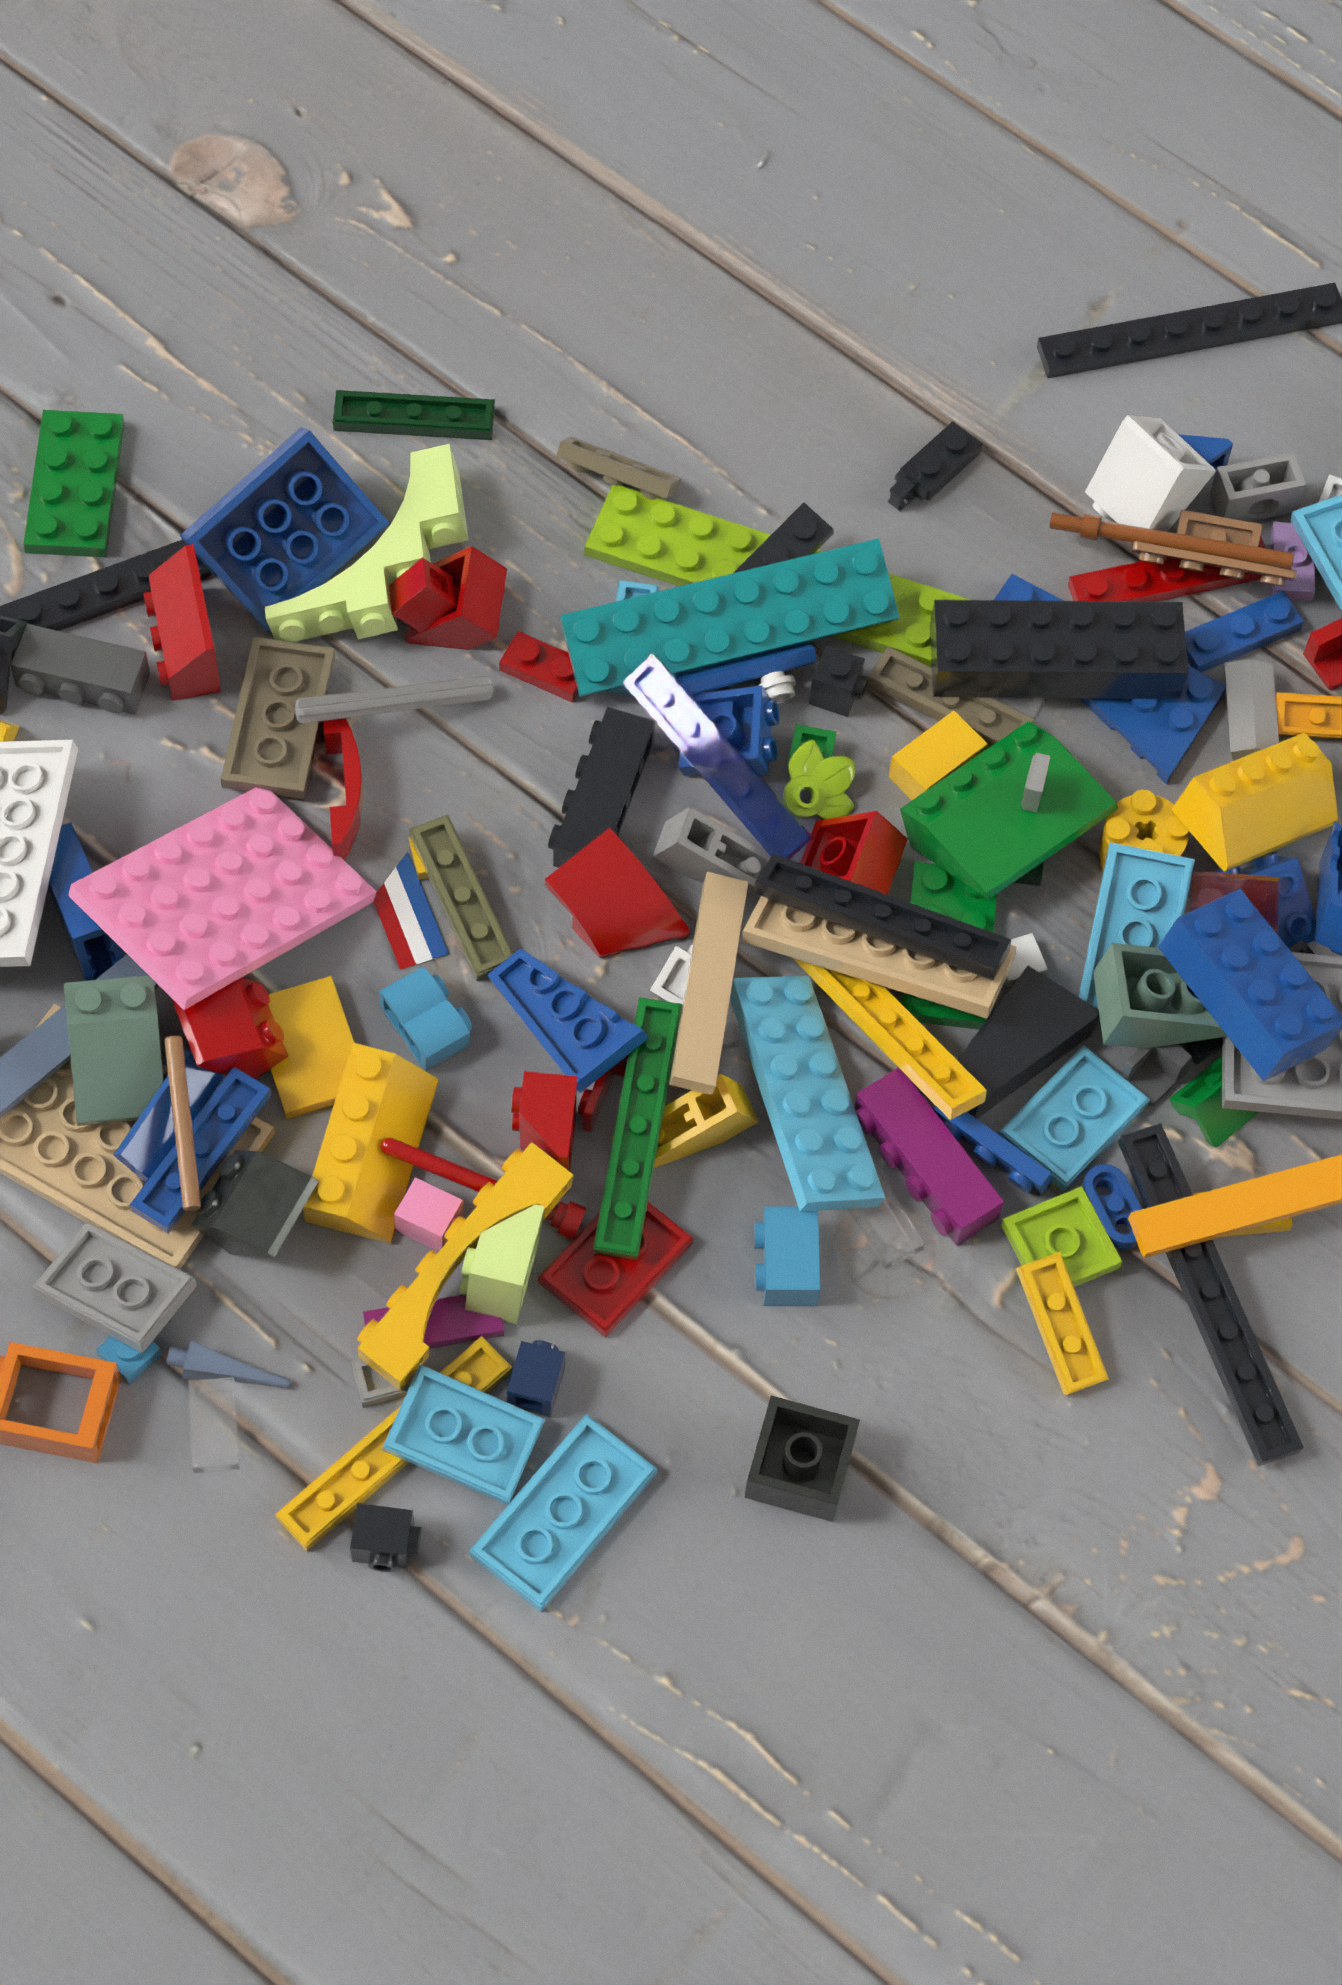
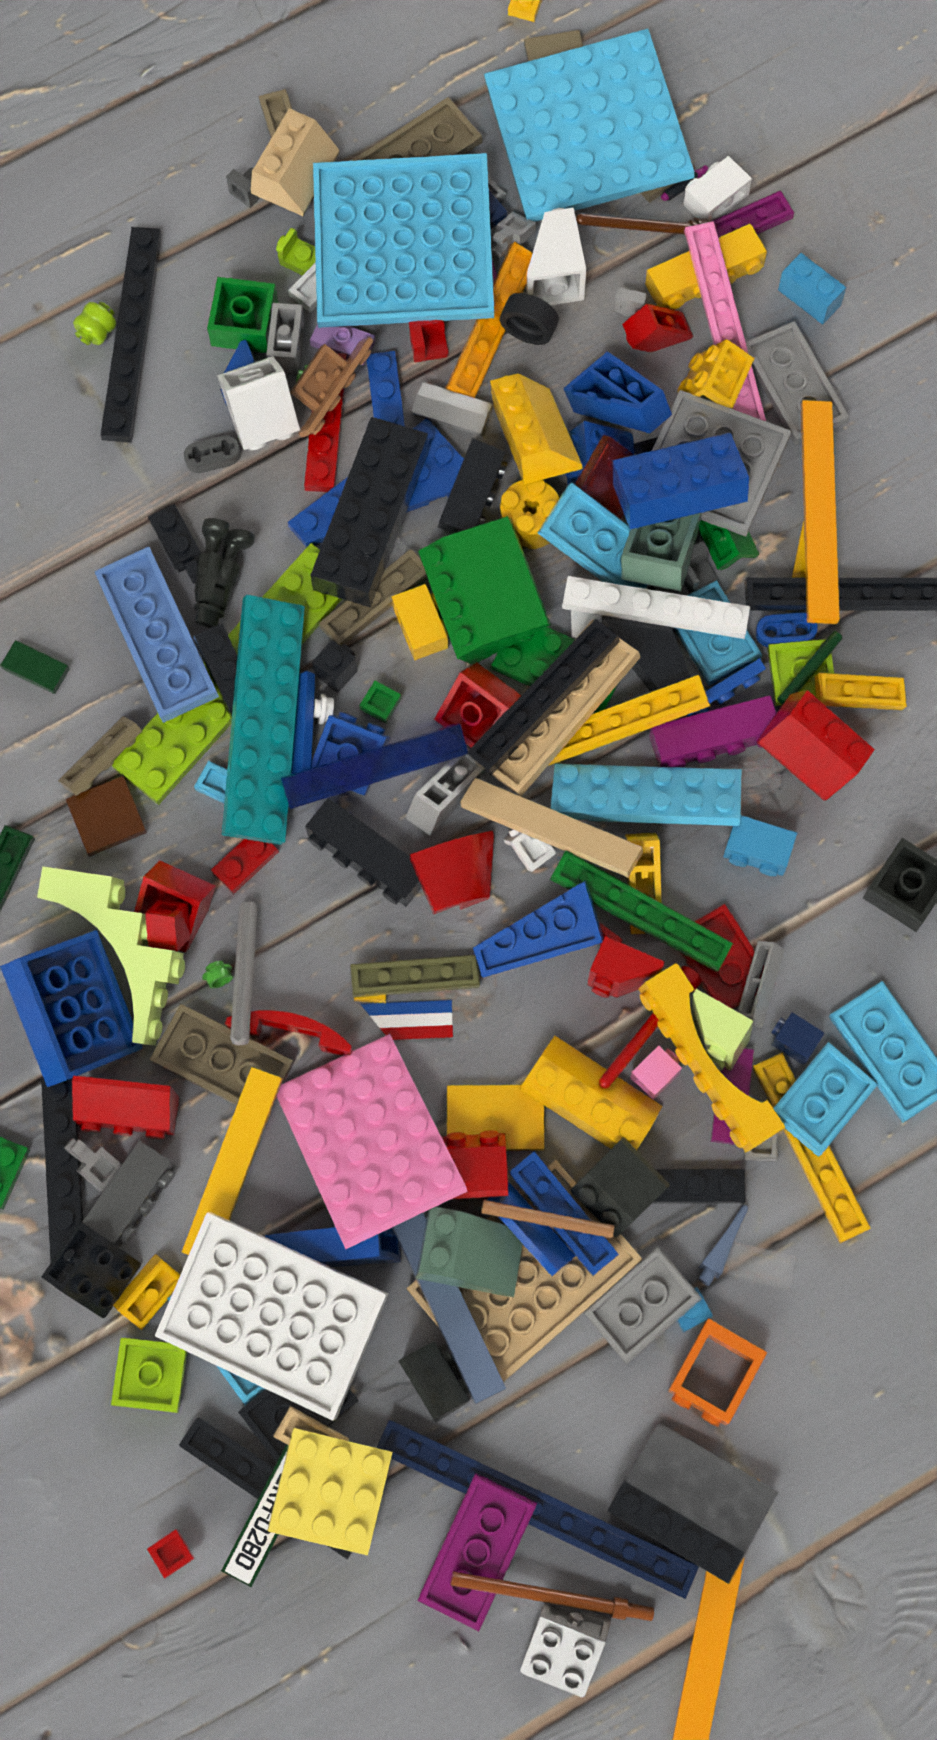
camera: 65 degrees left, 10 degrees up
(104, 621) = (97, 1165): none -> light grey plate
(175, 764) = (237, 1150): none -> yellow tile
(296, 1313) = (703, 1186): none -> black plate
(384, 1537) = (882, 1173): black brick -> none
(386, 675) = (217, 974): none -> bright green plate
(425, 1017) = (503, 1029): dark azure brick -> none
(546, 501) = (106, 816): none -> reddish brown tile
(591, 1304) = (765, 984): none -> light grey piece
(707, 368) = (34, 667): none -> dark green tile
(799, 467) = (156, 634): none -> medium blue plate
(824, 780) = (410, 704): lime plate -> none
(903, 518) = (218, 572): none -> pearl dark grey piece
(952, 1277) = (815, 744): none -> red slope
(1035, 782) = (482, 560): light grey tile -> none
(1063, 468) = (212, 454): none -> dark grey beam
(1066, 1245) = (811, 666): none -> dark green bar
(1068, 1023) = (656, 607): none -> white plate
(1093, 527) = (279, 453): dark orange bar -> none
(1144, 758) = (473, 487): none -> black brick
(1182, 283) = (94, 323): none -> lime piece
(1269, 424) = (241, 313): none -> green brick

